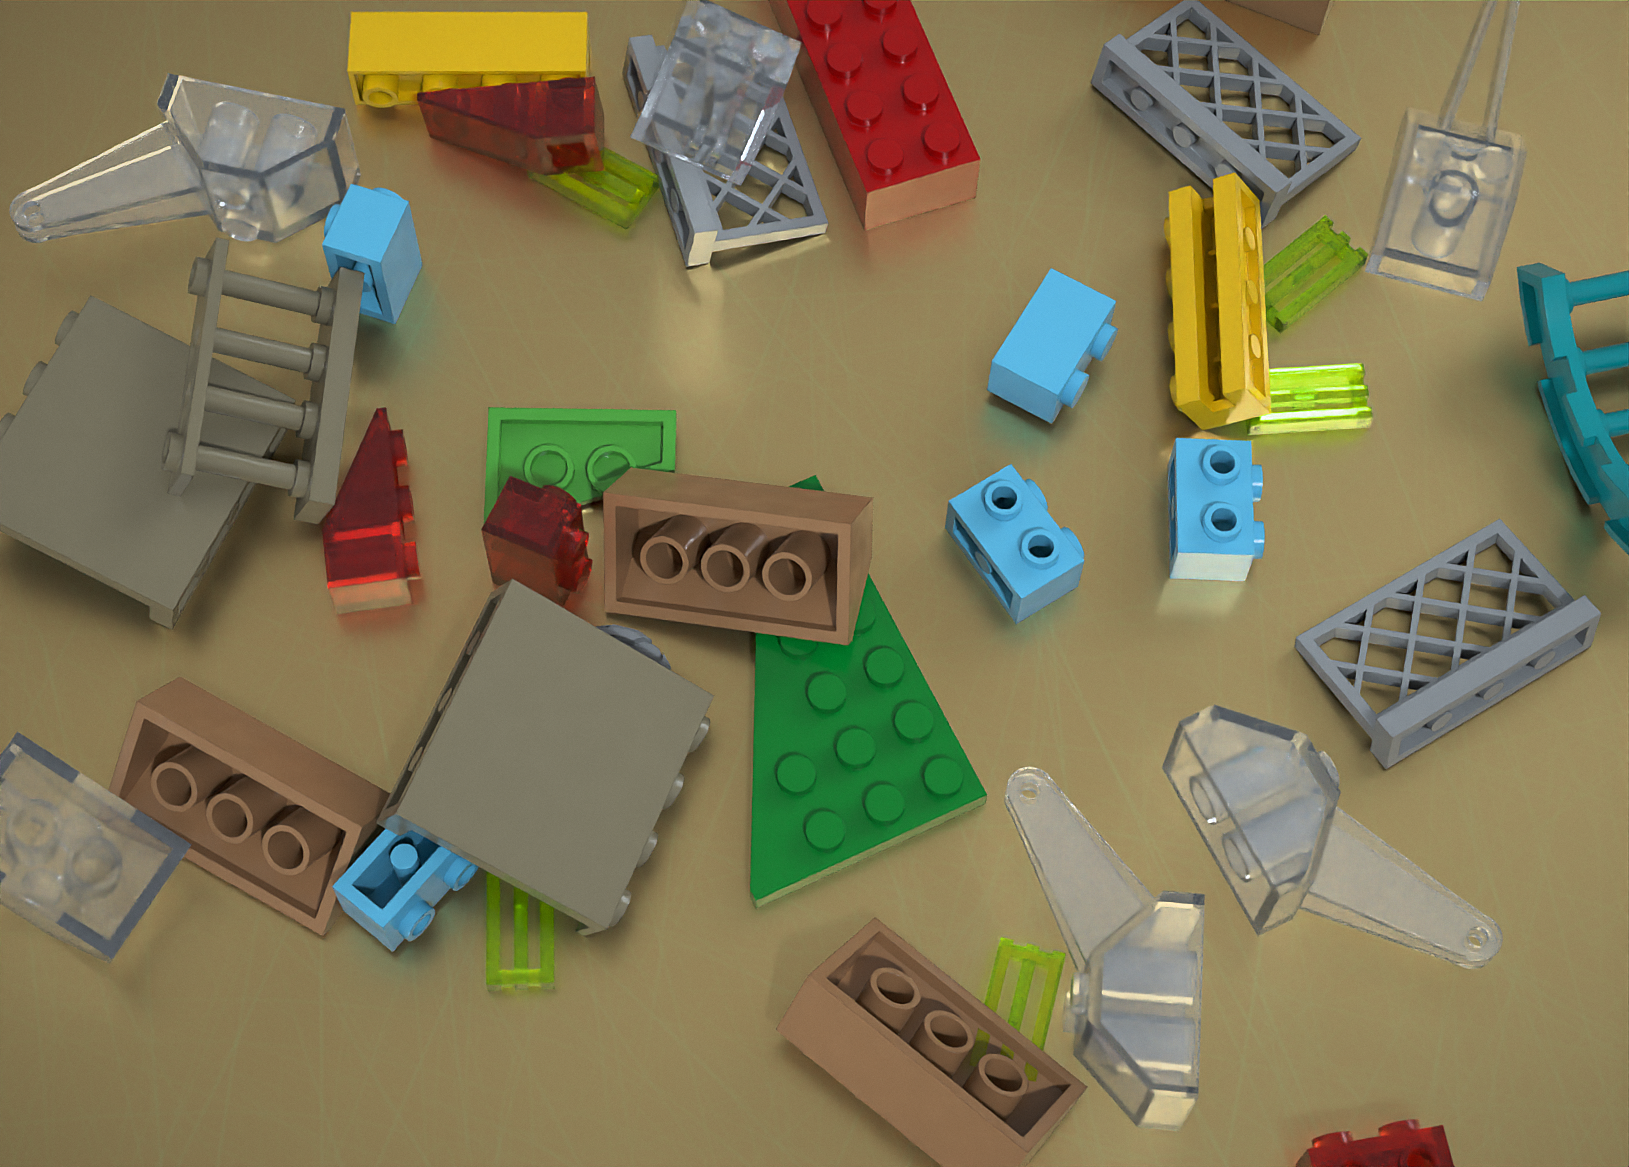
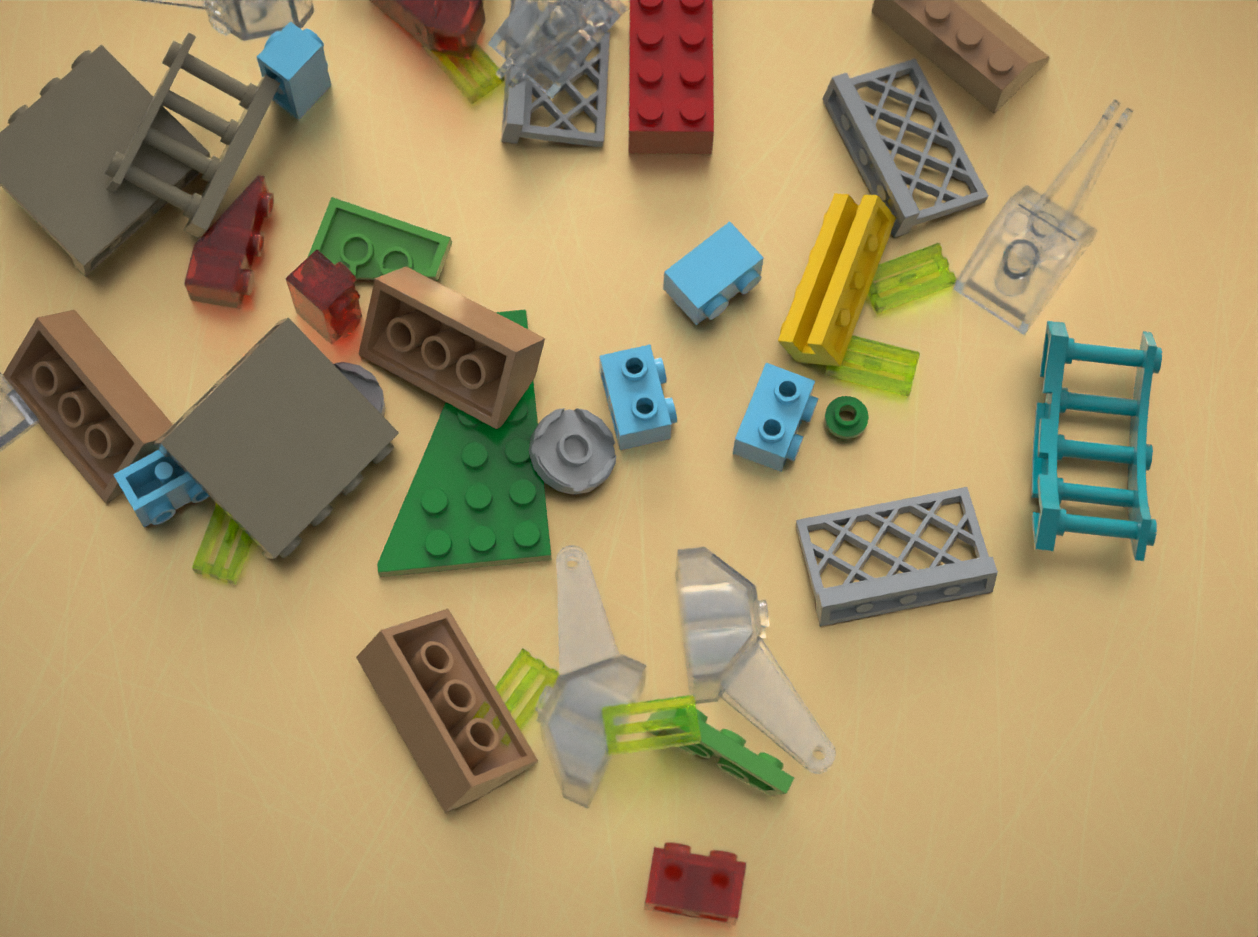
camera: 20 degrees right, 5 degrees up
(958, 643) = (572, 450): none -> light grey tile
(1200, 1001) = (611, 730): none -> clear neon green tile
(1298, 494) = (842, 428): none -> green plate
(1346, 975) = (756, 770): none -> bright green wing

